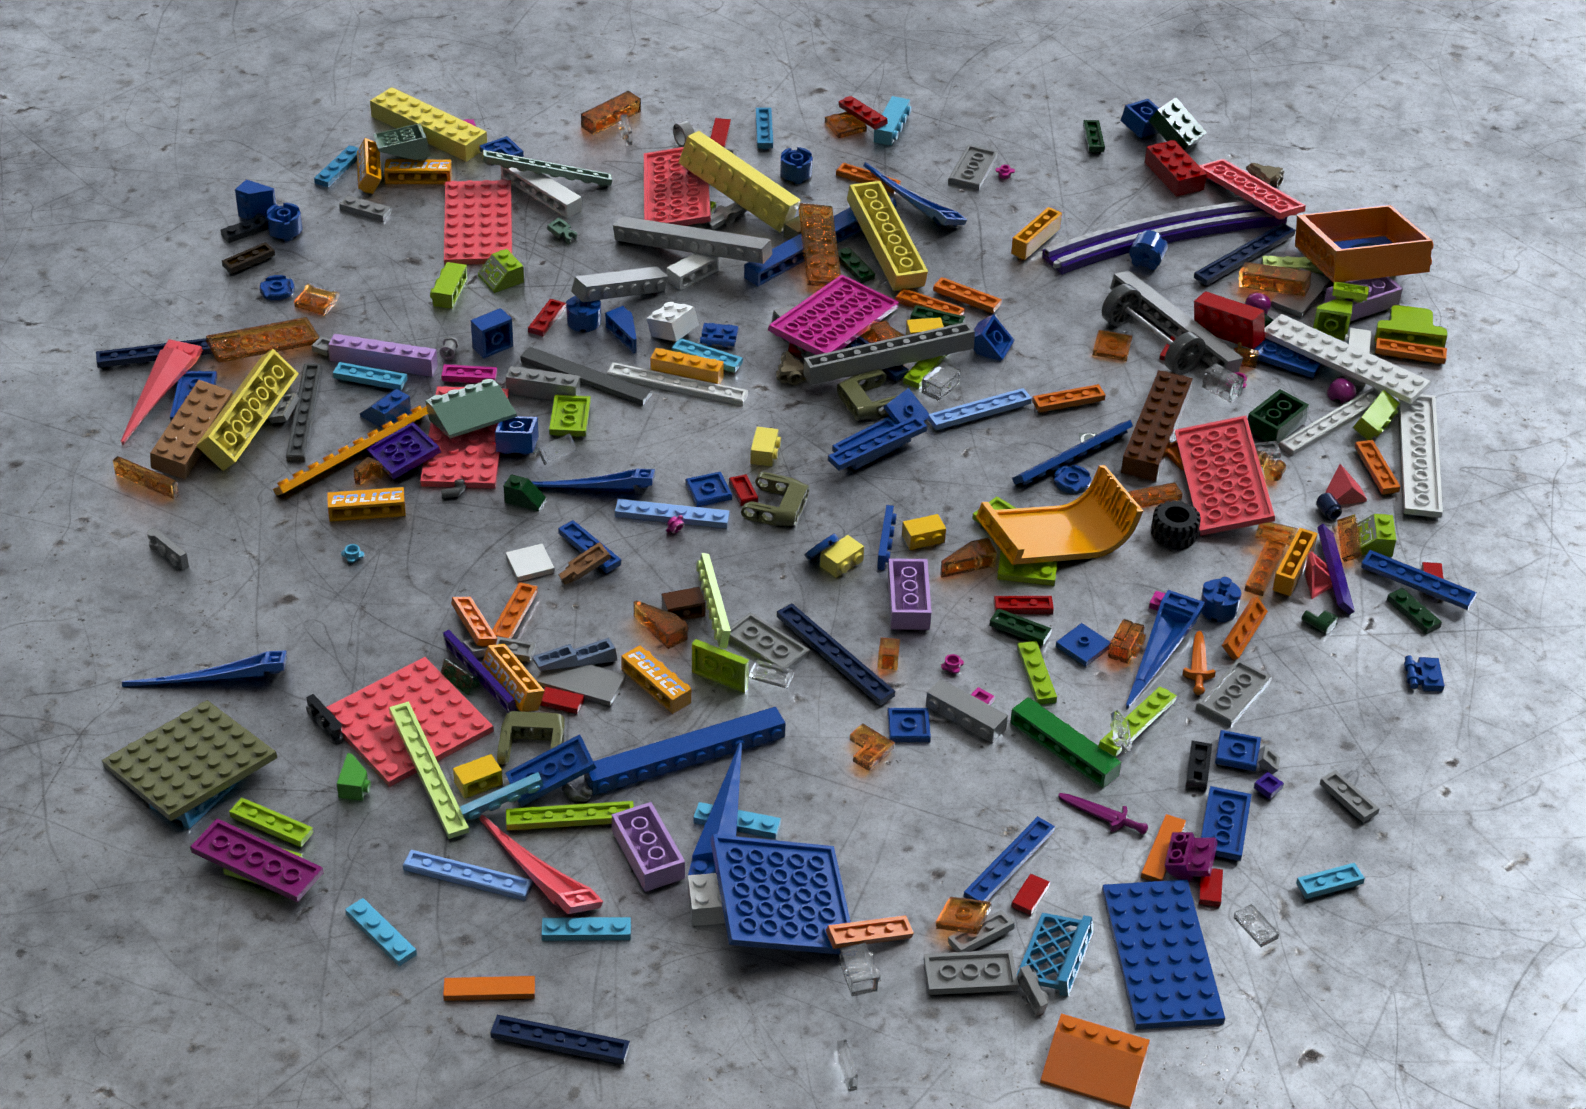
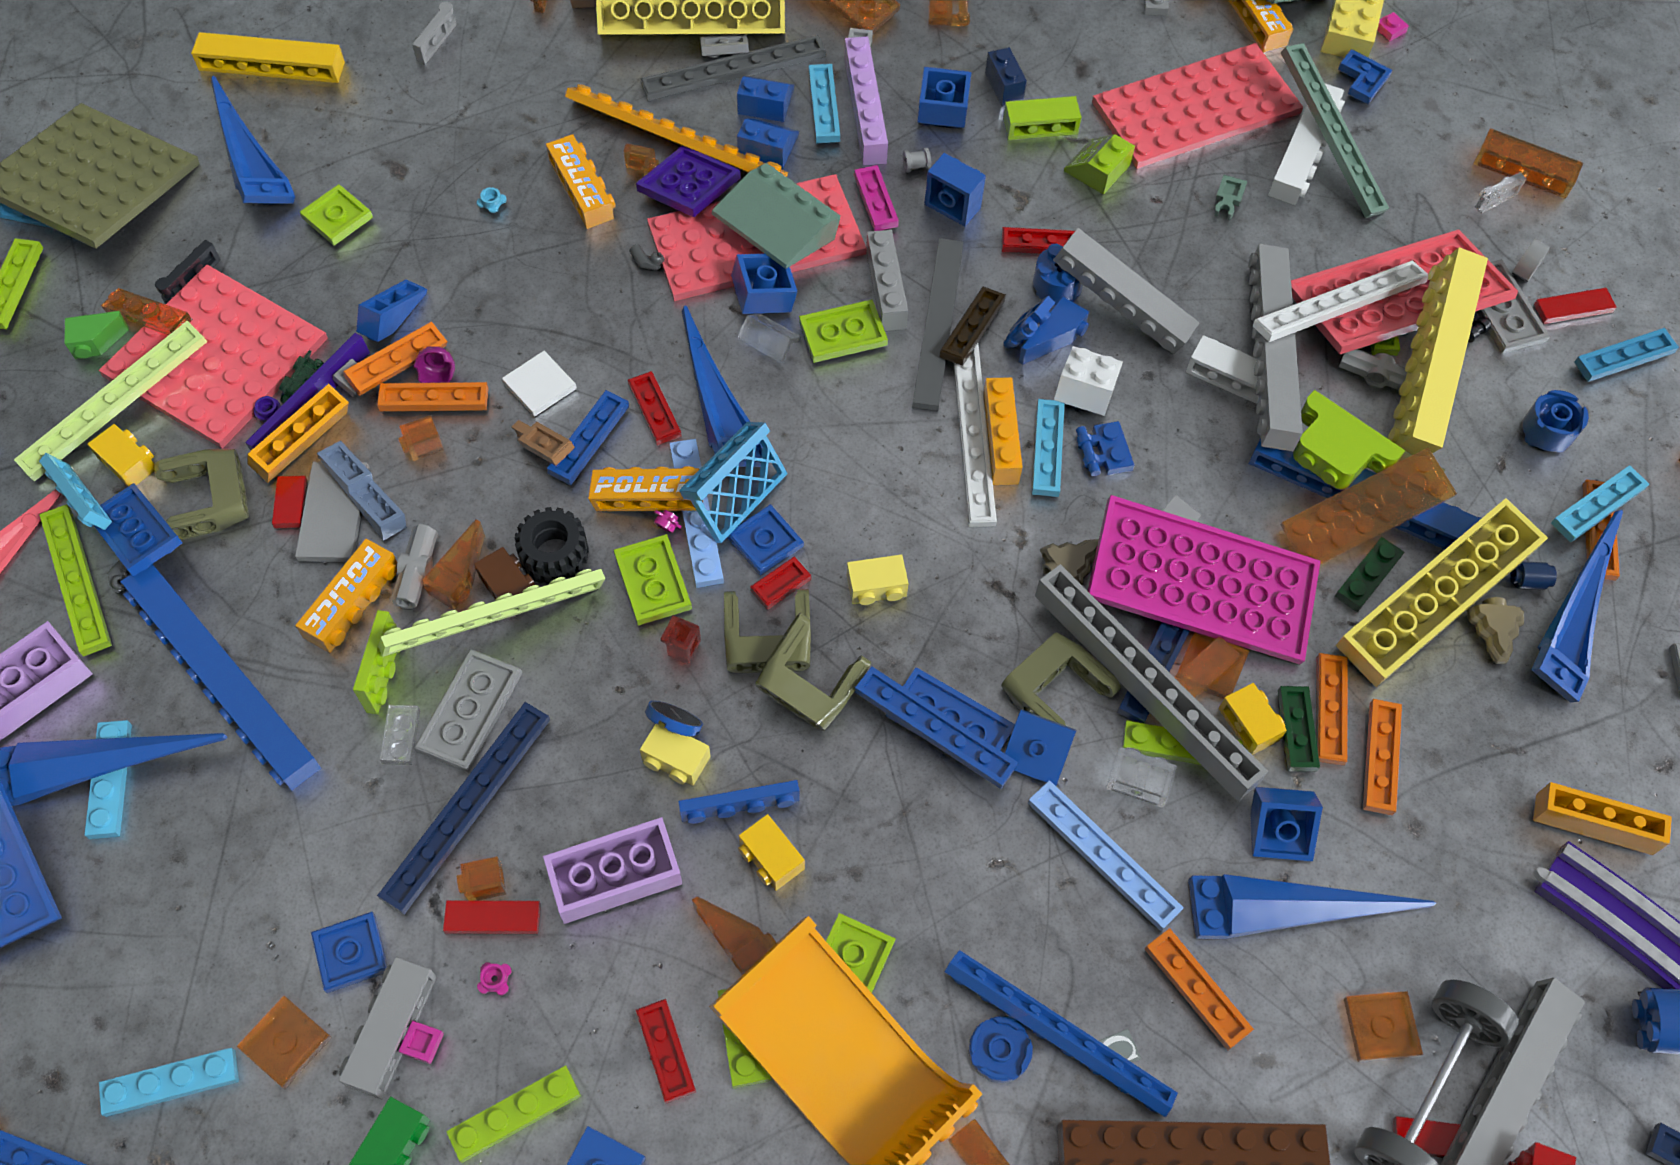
camera: 70 degrees right, 20 degrees up
(128, 644) = (268, 57): none -> yellow brick
(316, 633) = (336, 214): none -> lime plate
(347, 401) = (764, 98): none -> blue slope
(353, 742) = (146, 311): none -> clear orange plate
(404, 289) = (1005, 75): none -> dark blue brick
(407, 318) = (944, 97): none -> blue brick
(427, 619) = (387, 310): none -> blue slope
(476, 697) = (263, 404): none -> dark purple plate
(492, 603) = (434, 365): none -> magenta hair
(521, 649) = (364, 419): light grey plate -> none
(523, 493) = (661, 331): dark green slope -> none
(547, 622) = (420, 438): none -> clear orange brick
(580, 514) = (654, 408): none -> red tile
(599, 359) = (972, 326): none -> dark brown tile
(613, 329) = (1028, 323): none -> blue plate
(650, 522) = (640, 489): none -> light orange brick
(650, 642) = (414, 566): none -> light grey piece
(664, 473) = (725, 464): none -> dark azure fence
(668, 573) = (545, 527): none -> black tyre
(679, 204) = (1340, 301): none -> white tile
(714, 540) = (652, 579): none -> lime plate
(767, 536) = (681, 639): none -> clear red brick
(784, 235) = (1340, 444): none -> lime brick
(821, 494) = (798, 694): none -> olive connector
(855, 165) = (1600, 503): none -> medium azure plate
(873, 745) = (284, 918): clear orange plate -> none
(912, 658) = (491, 917): none -> red tile
(917, 232) = (1497, 626): none -> dark tan rock
(955, 762) = (284, 1042): none -> clear orange tile
(960, 818) = (168, 1082): none -> medium azure plate
(1020, 626) = (604, 1060): dark green plate -> none
(1031, 365) = (1246, 906): none -> blue plate

